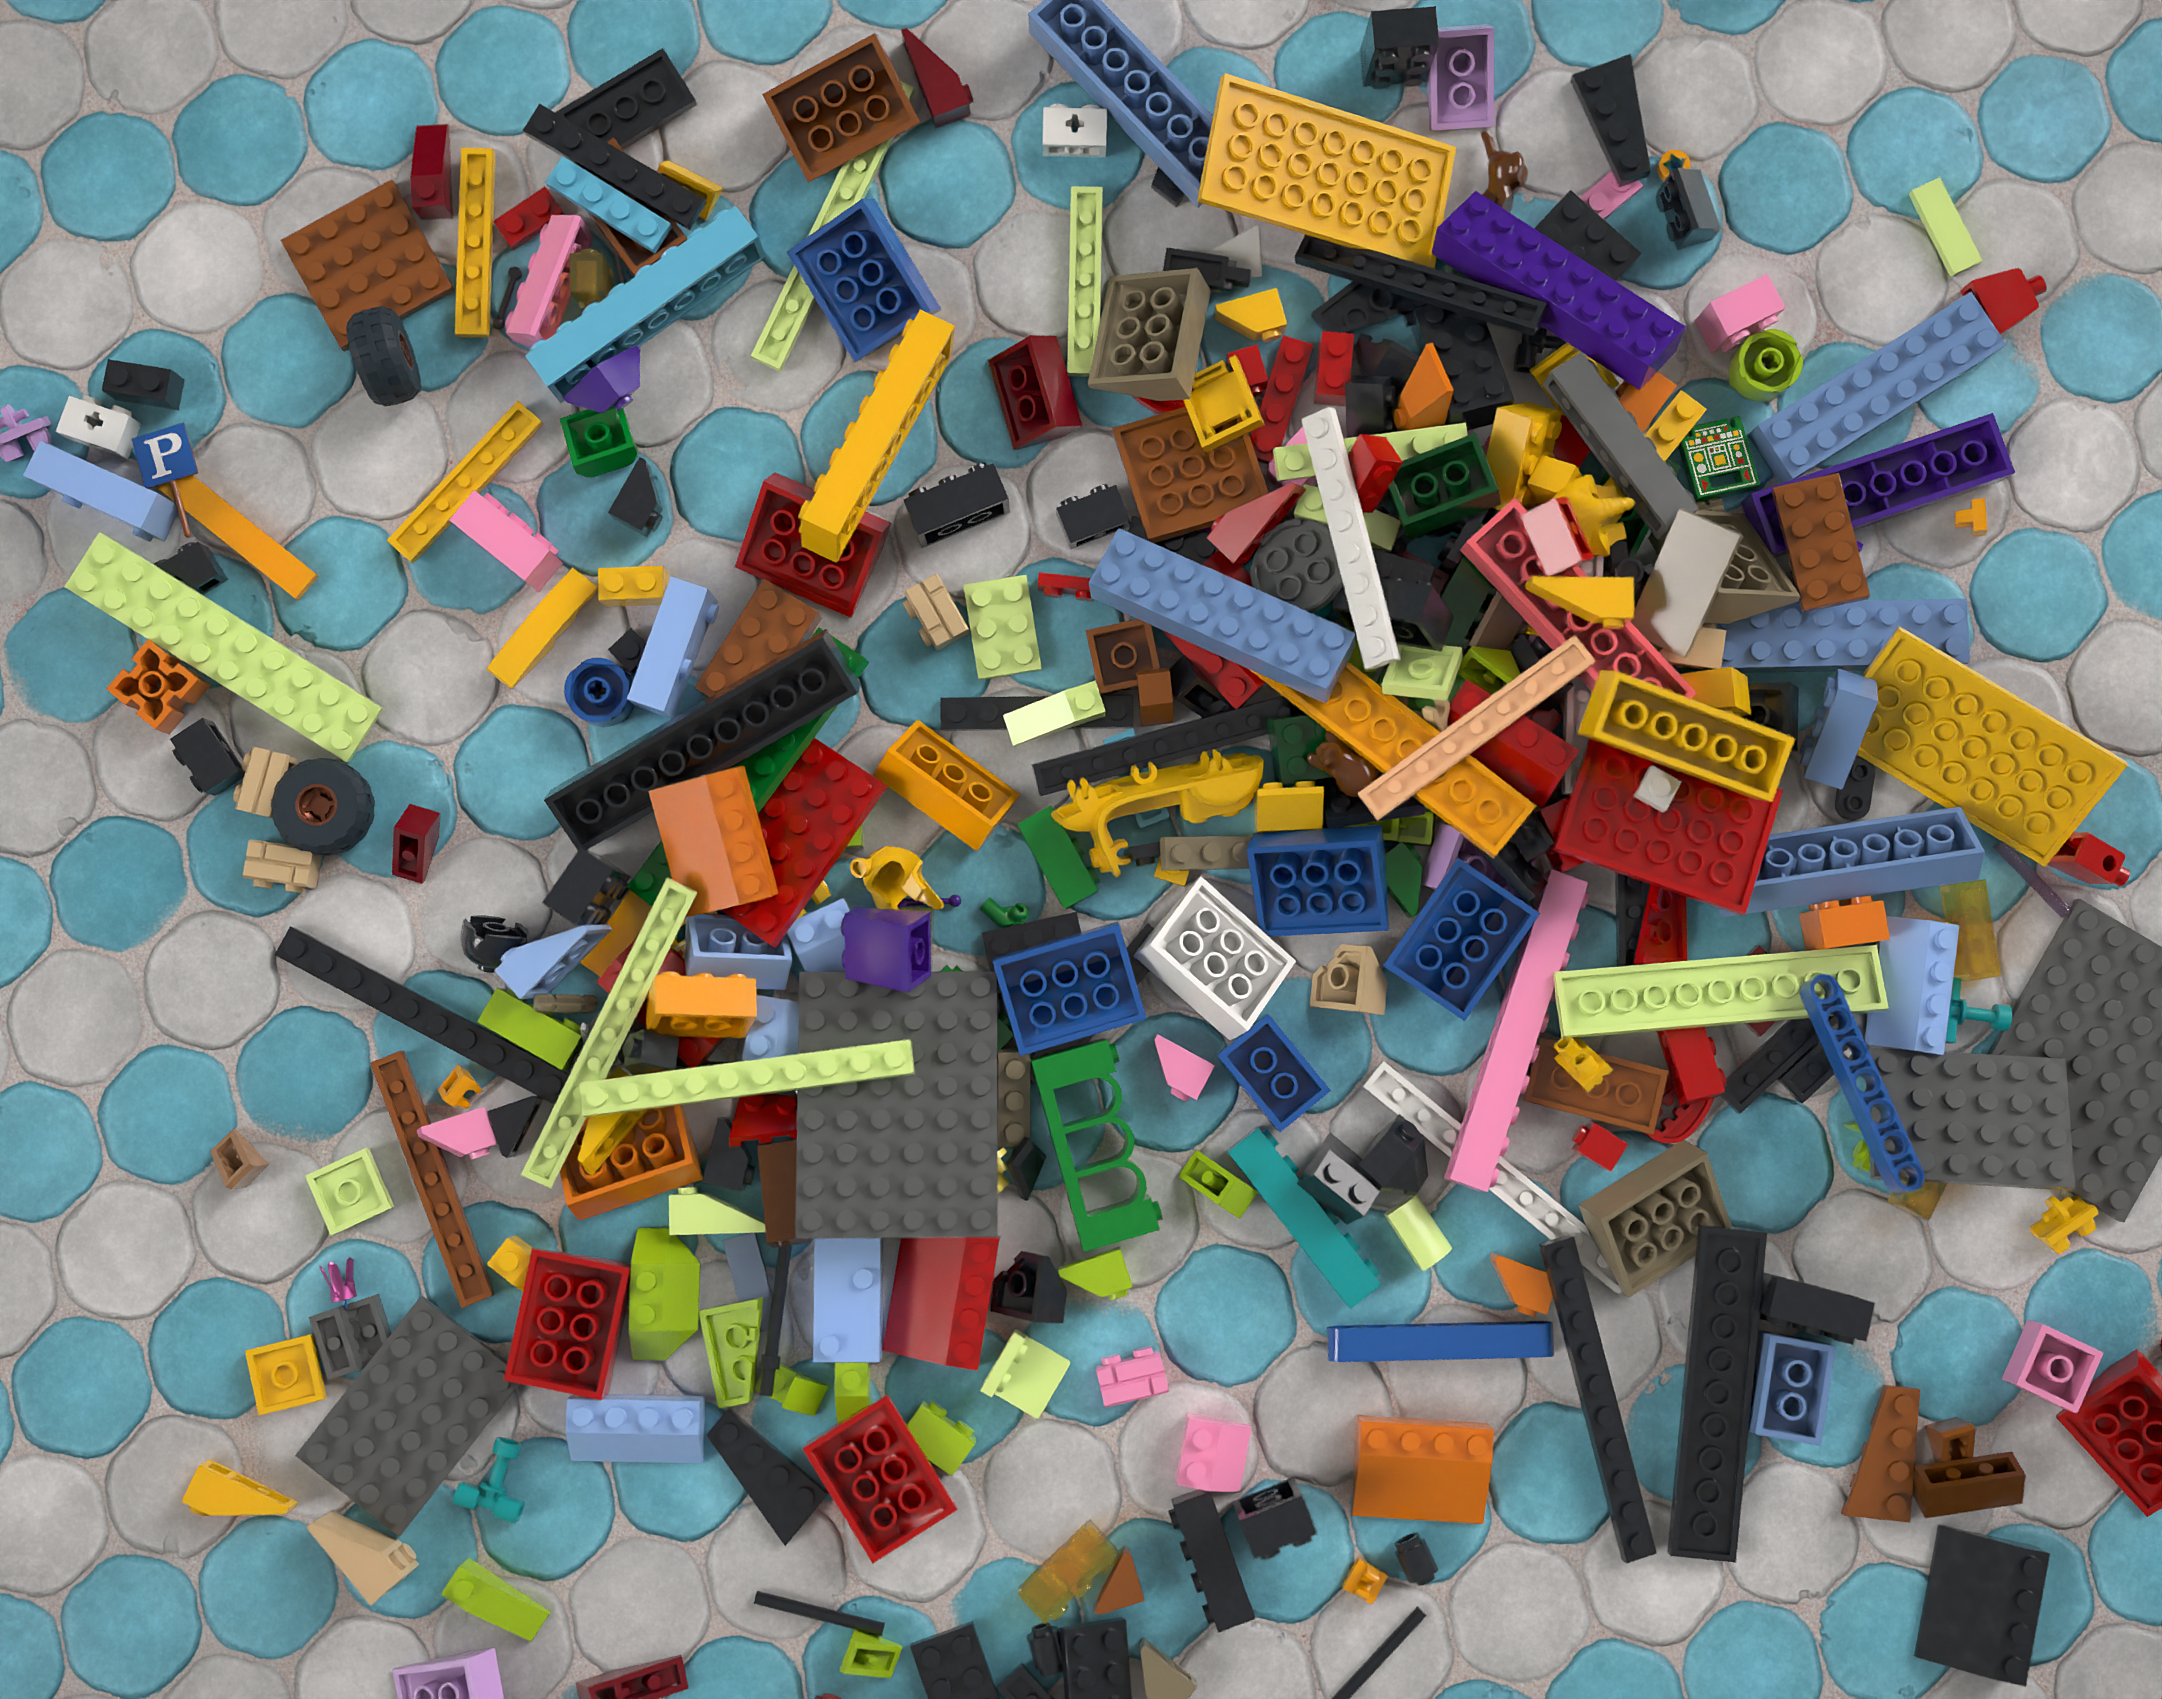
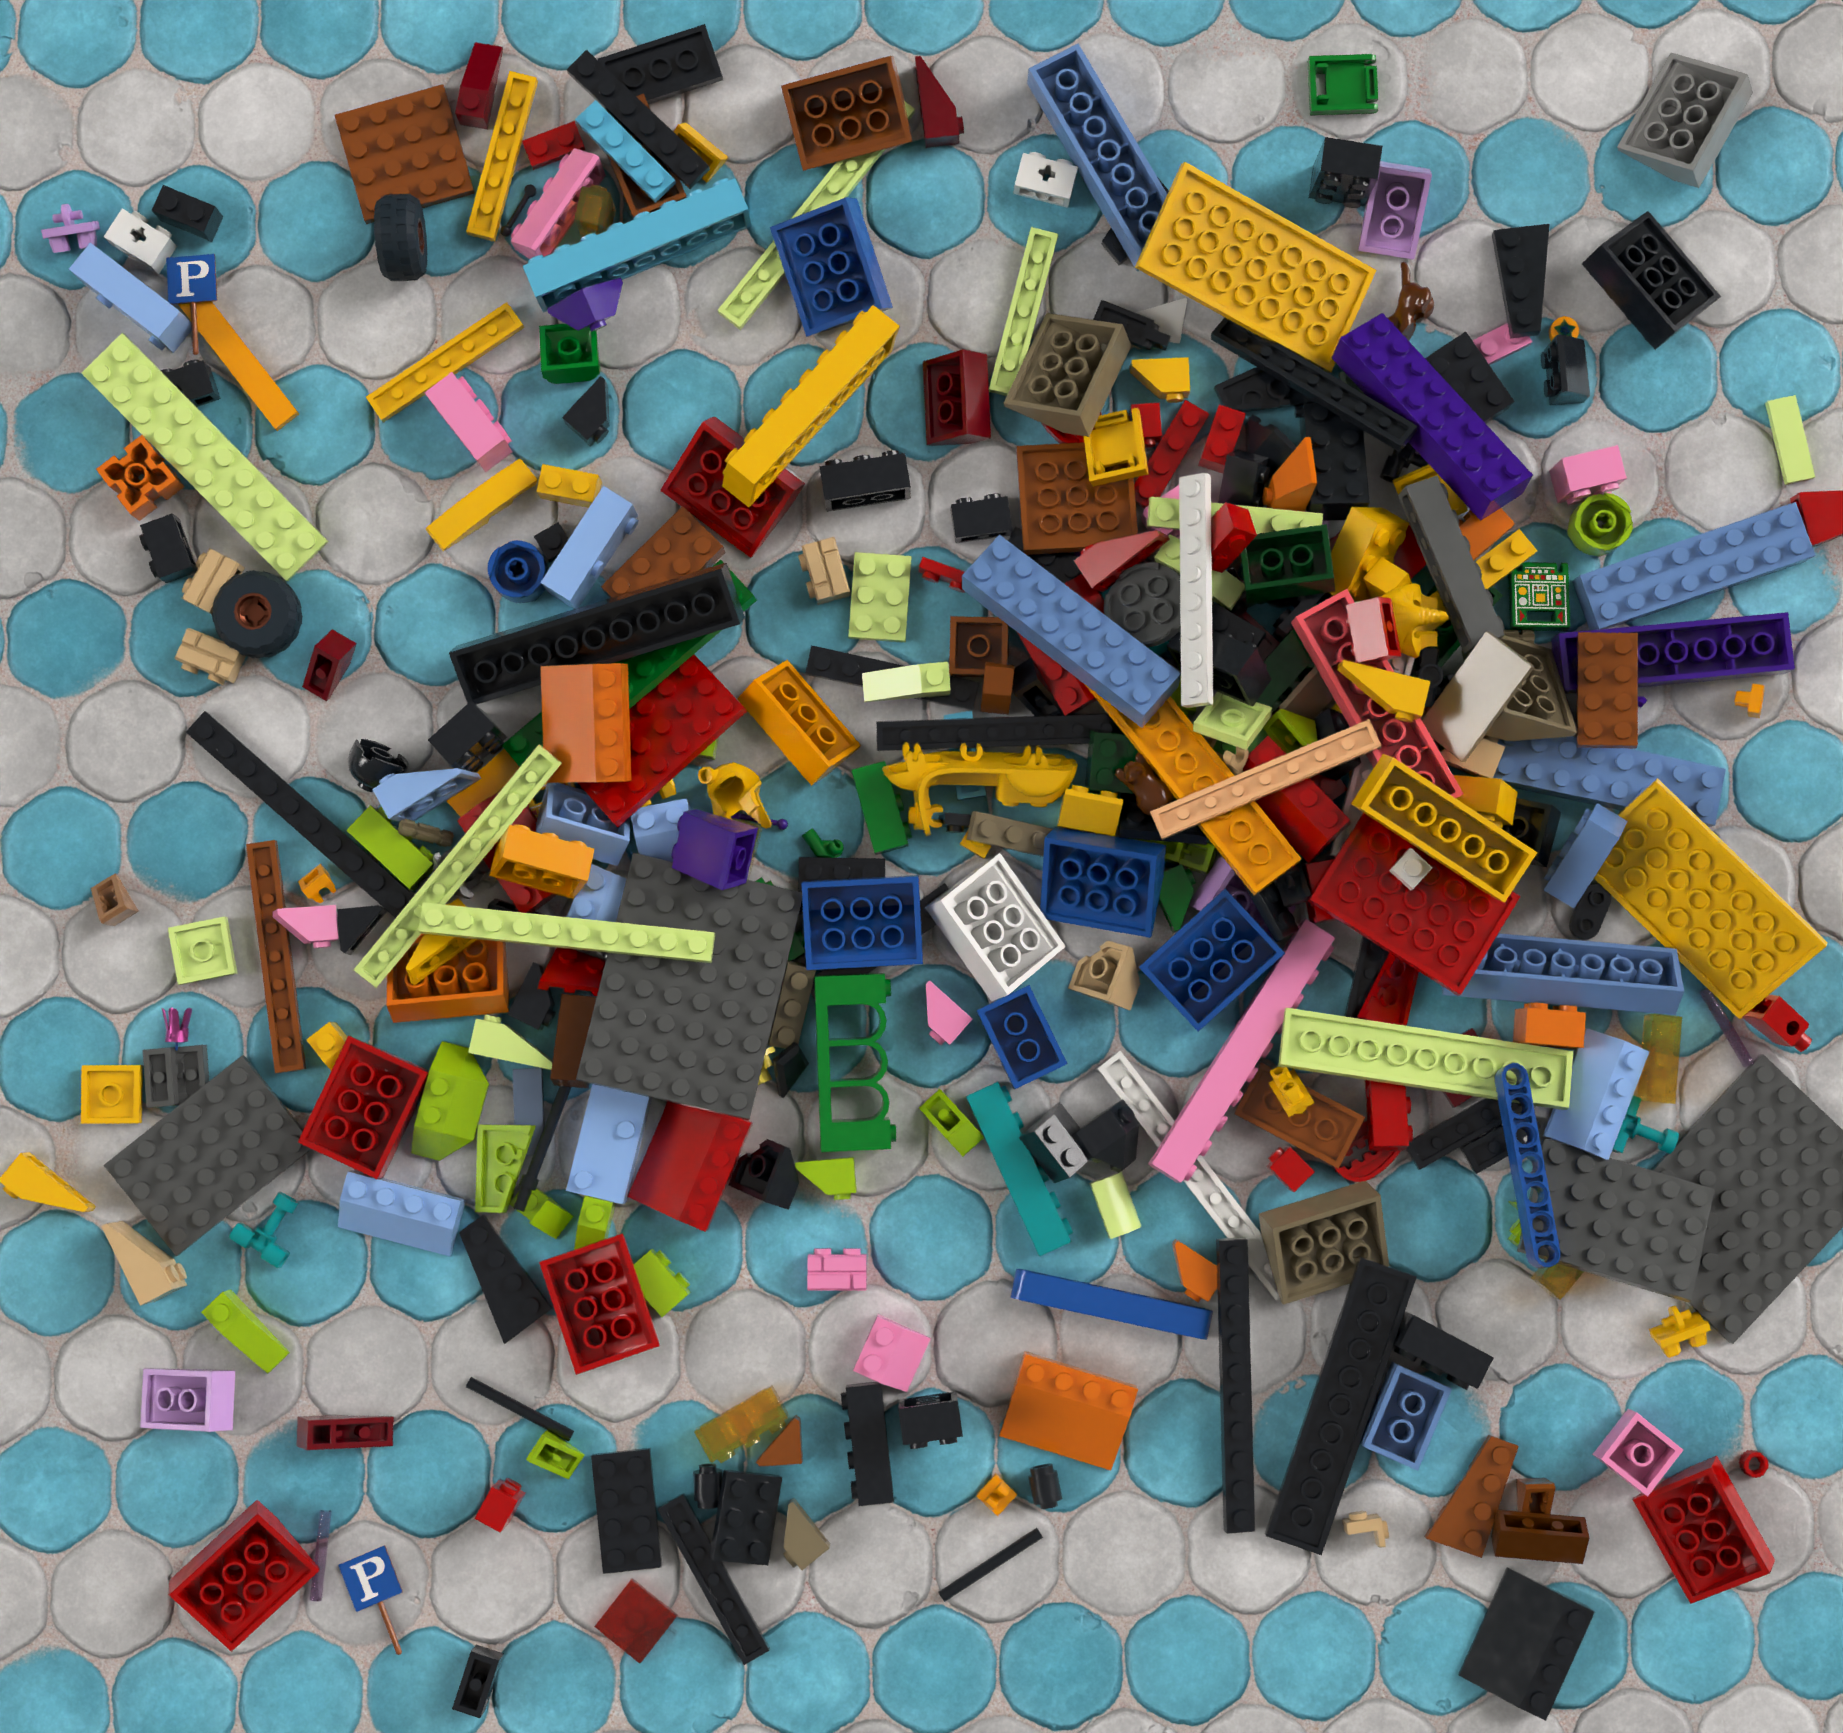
camera: 15 degrees right, 0 degrees up
(650, 1052) = (489, 891): black slope -> none
(1025, 1374) = (746, 1246): yellowish green bracket -> none
(1754, 89) = (1651, 279): none -> black slope
(1770, 1516) = (1361, 1522): none -> tan bracket

